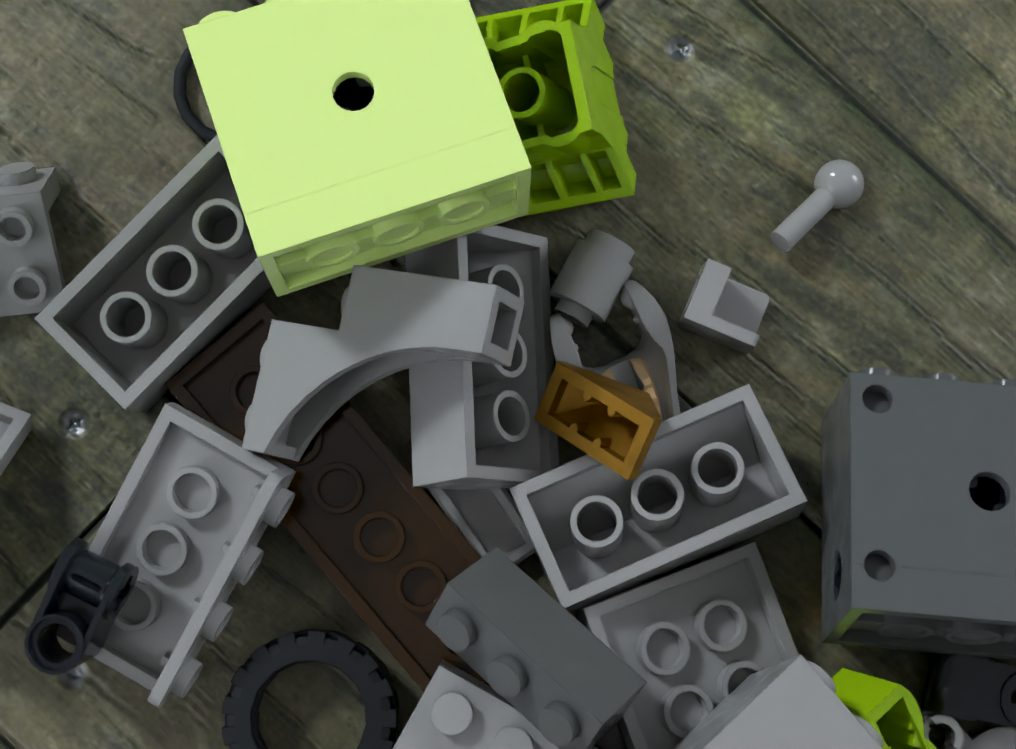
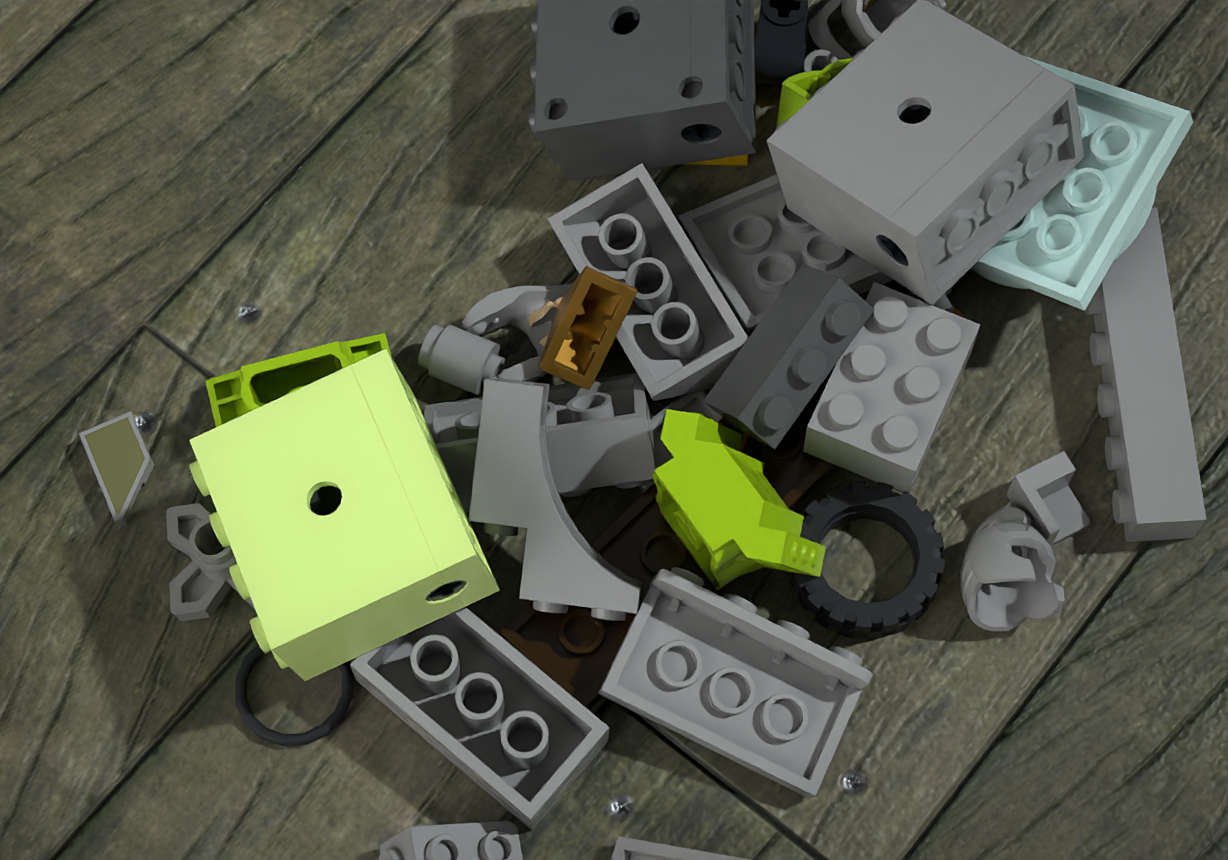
camera: 90 degrees left, 15 degrees down
(86, 598) = (787, 747): black piece -> none
(356, 569) = (726, 505): none -> lime slope
(724, 309) = (481, 257): light grey panel -> none
(835, 186) = (369, 179): light grey bar -> none

